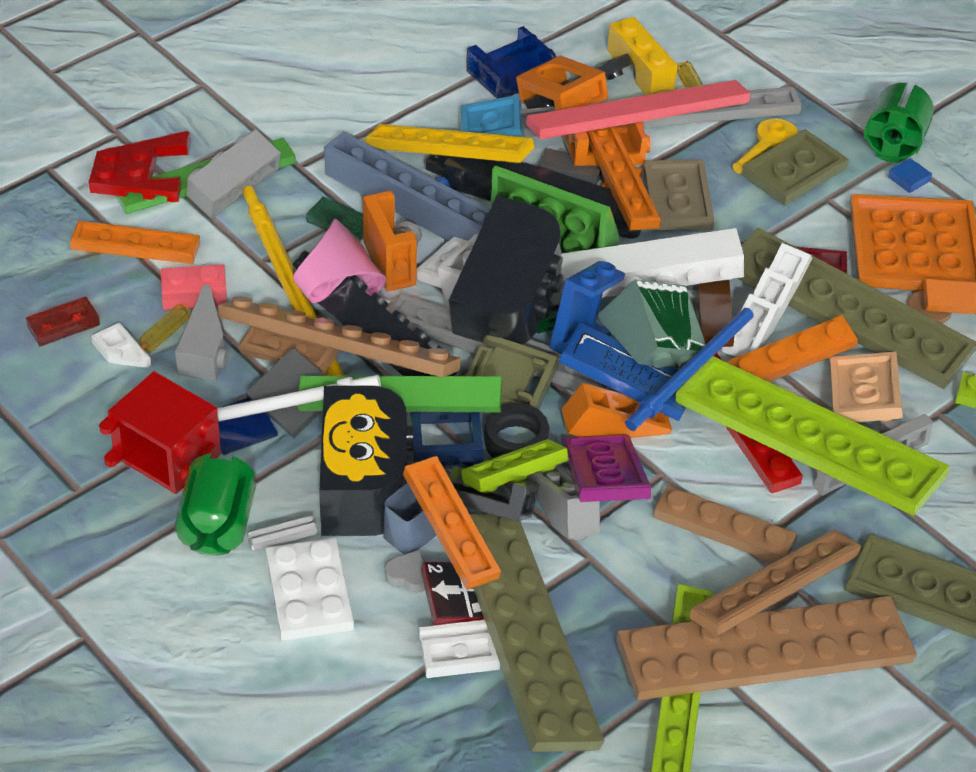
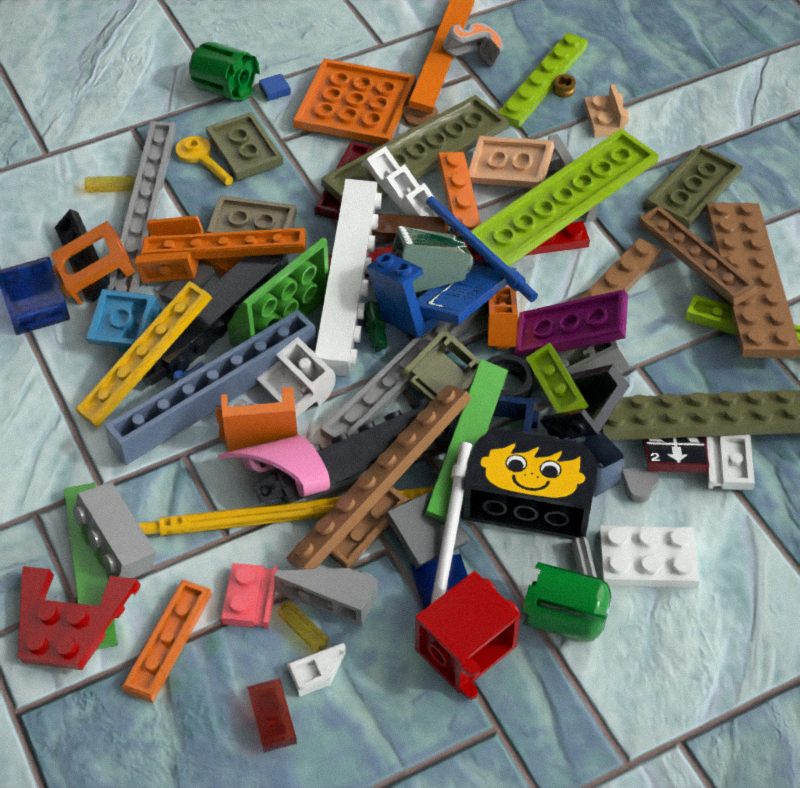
camera: 75 degrees left, 5 degrees up
(327, 210) = (194, 464): clear green tile -> none
(452, 523) = (633, 424): orange plate -> none
(508, 274) = (359, 329): black brick -> none
(637, 109) = (157, 216): coral tile -> none
(652, 64) = (50, 203): yellow arch -> none

